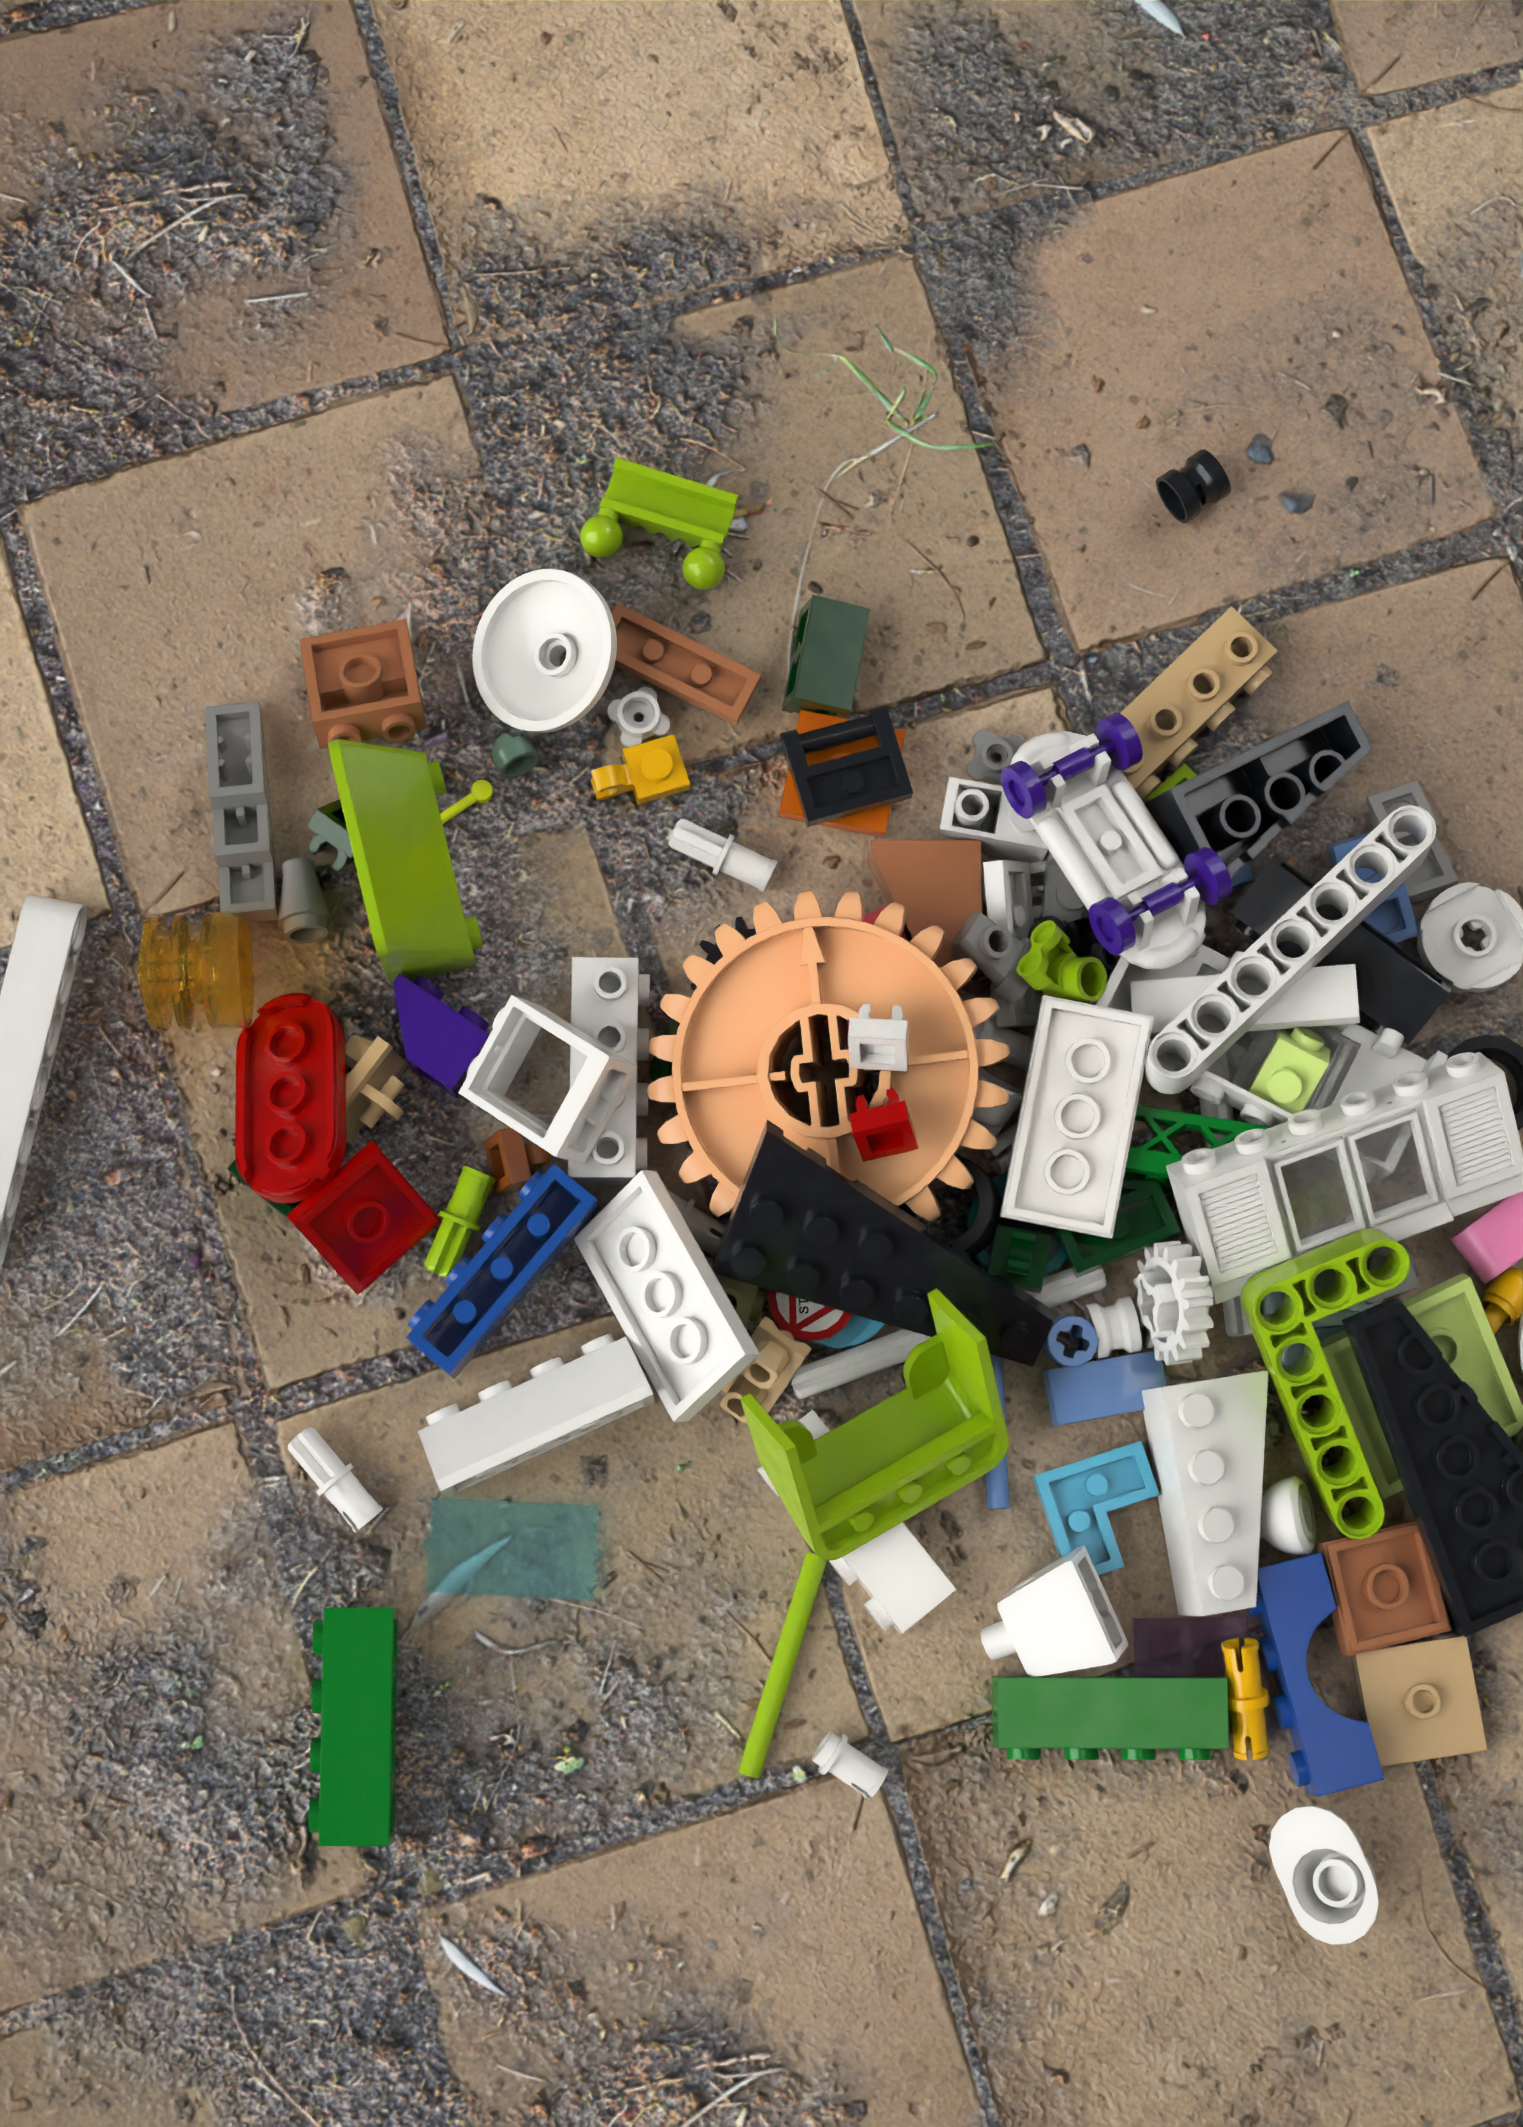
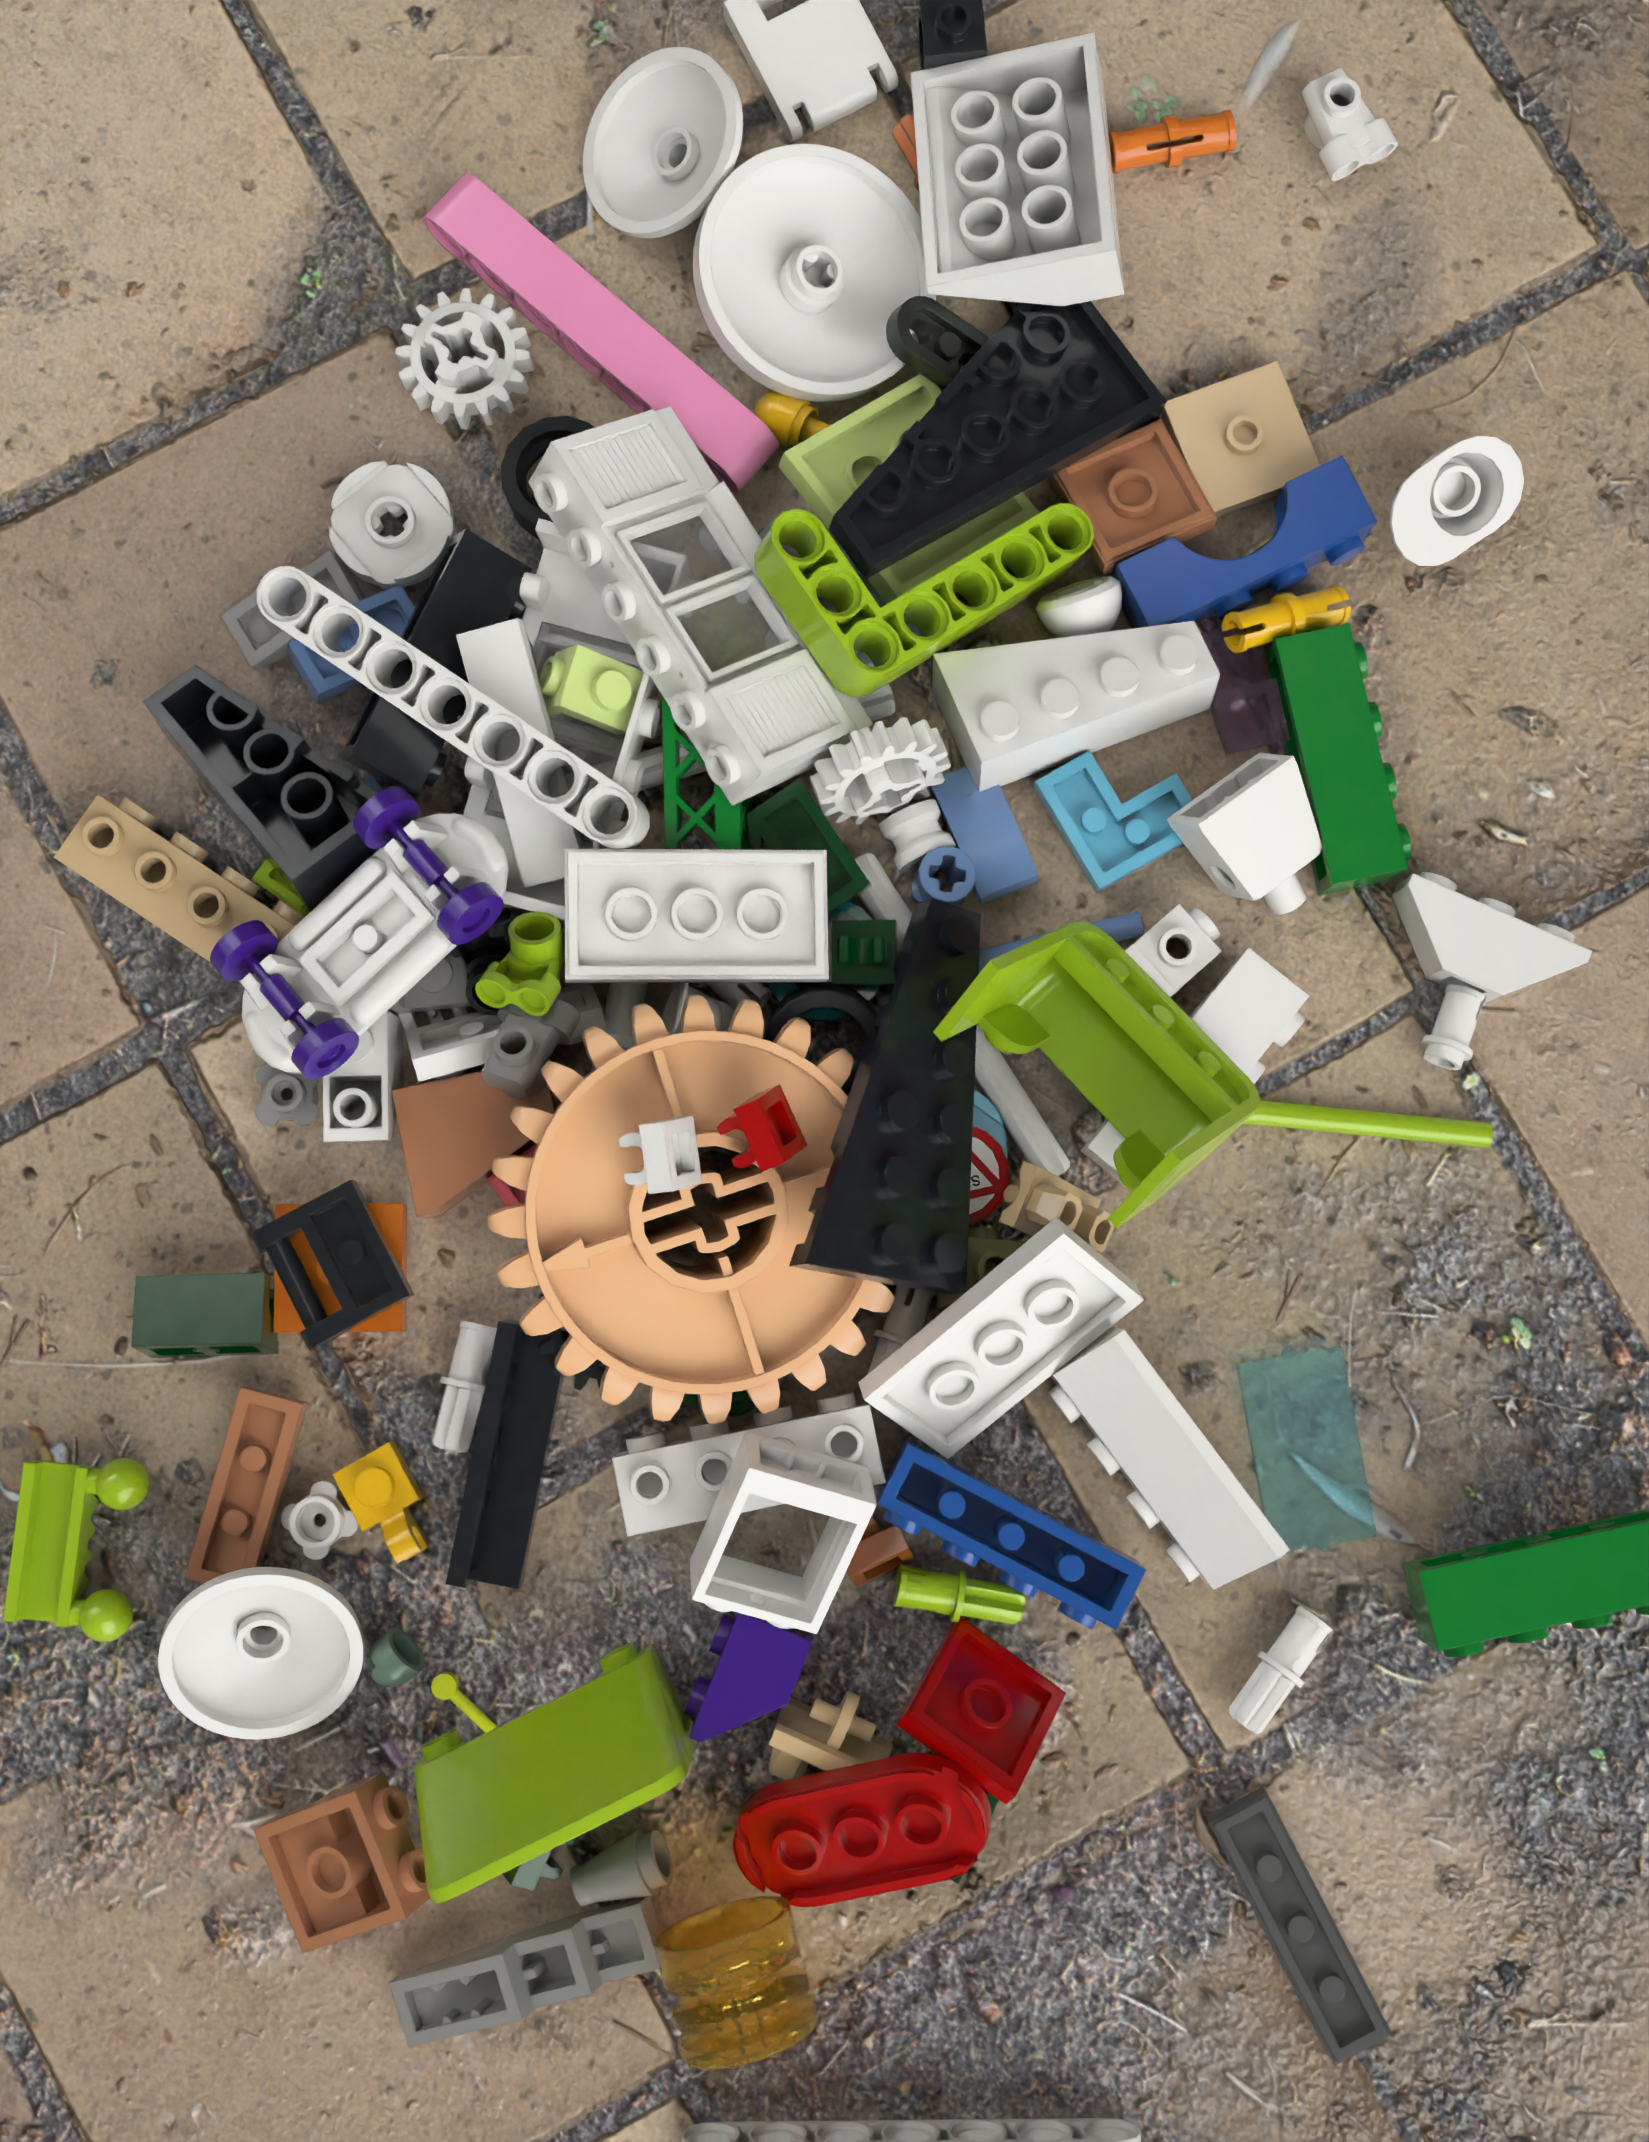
camera: 90 degrees left, 5 degrees up
(121, 1447) = (1298, 1926): none -> dark grey tile
(652, 874) = (507, 1461): none -> black fence
(918, 1807) = (1480, 940): none -> white slope
(945, 1519) = (1194, 931): none -> white brick

